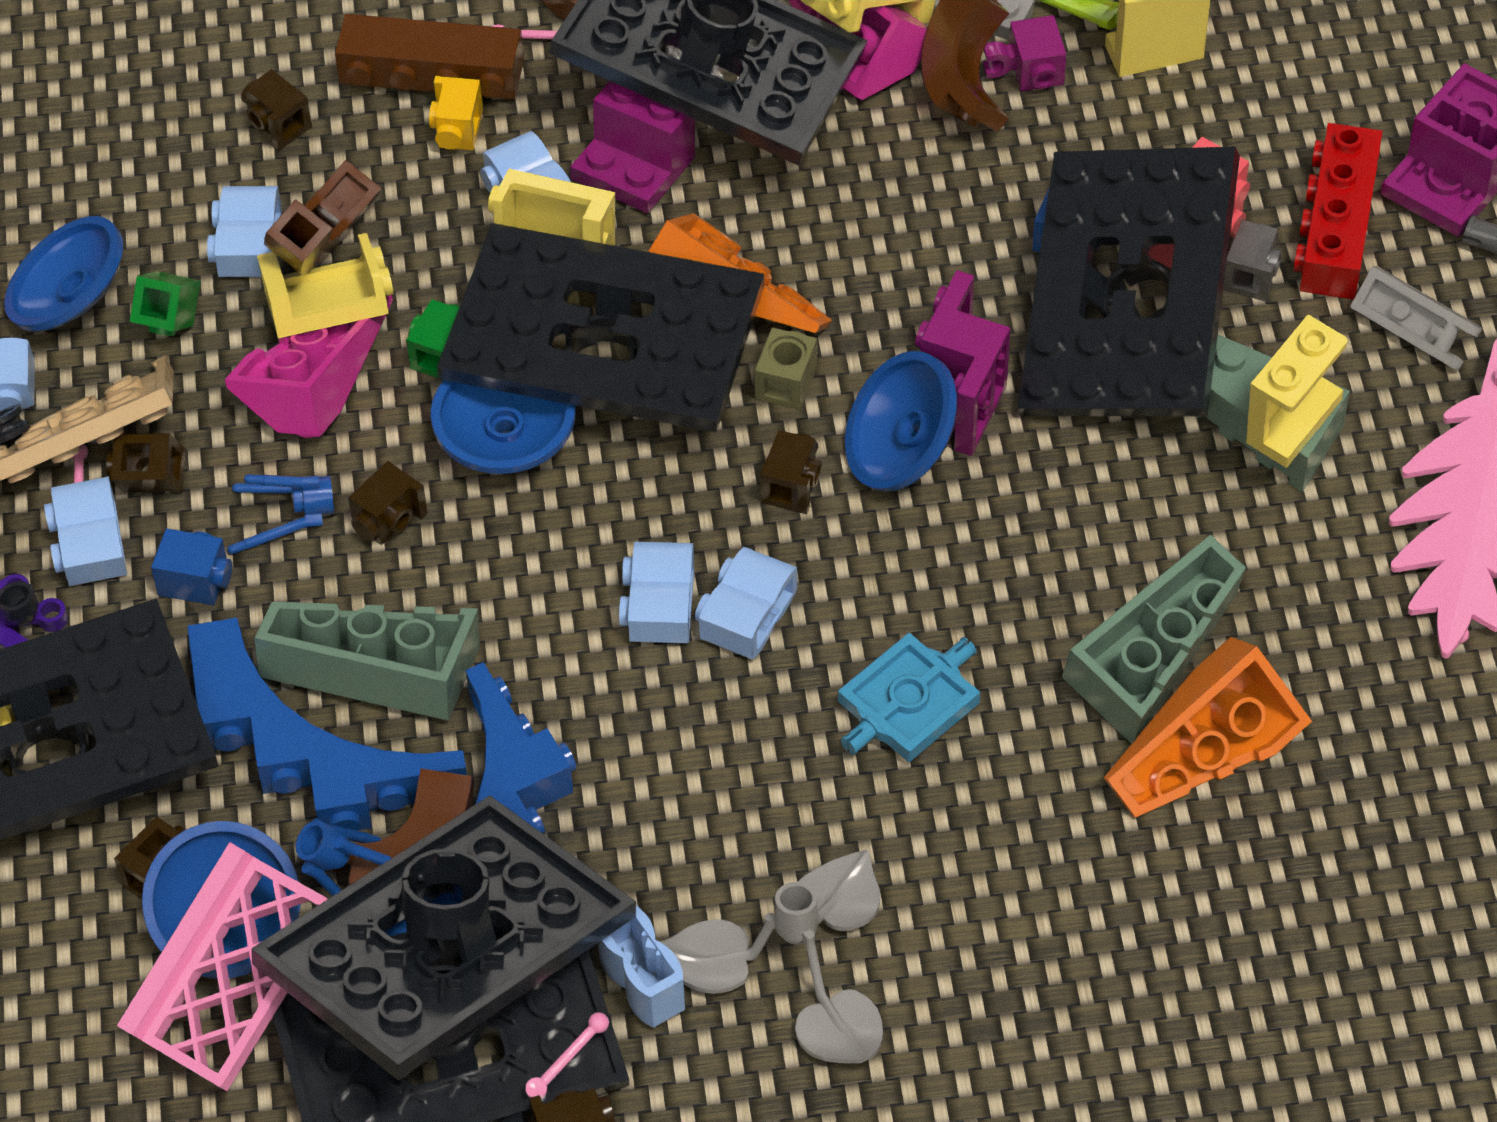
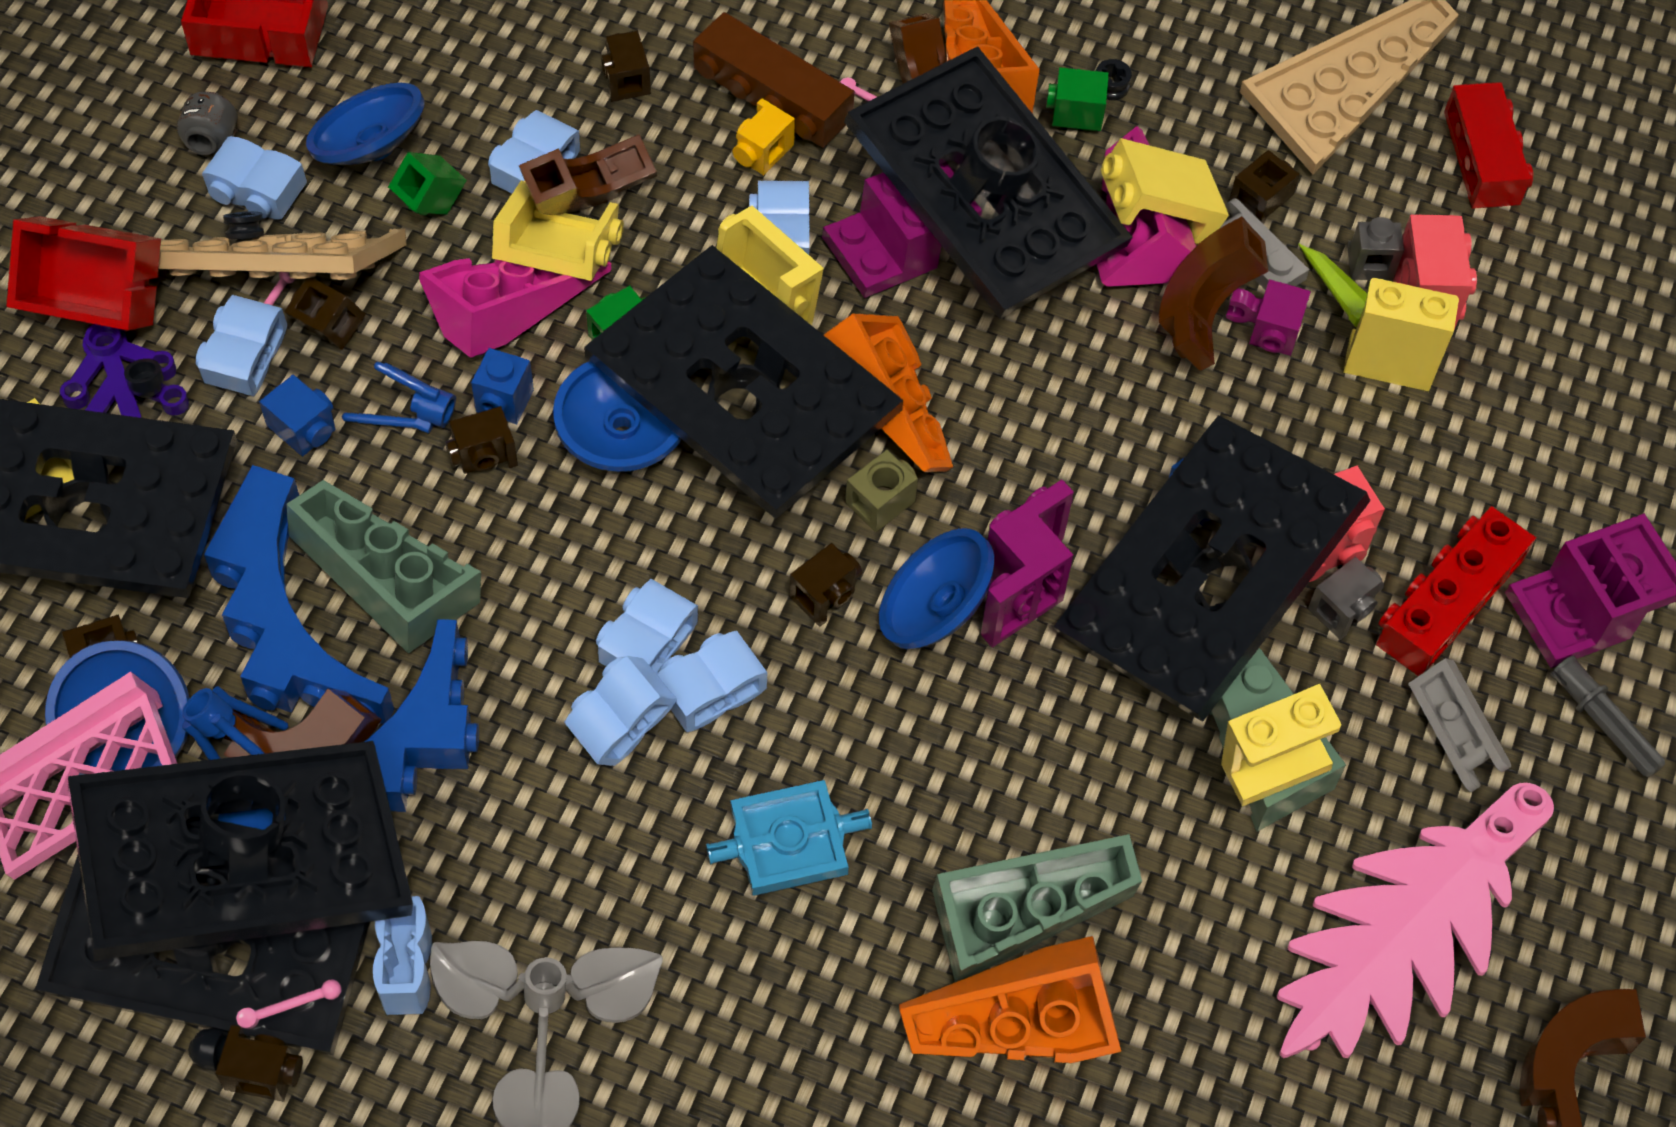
camera: 25 degrees right, 5 degrees up
(368, 442) = (503, 382): none -> blue brick
(686, 664) = (619, 710): none -> light blue brick

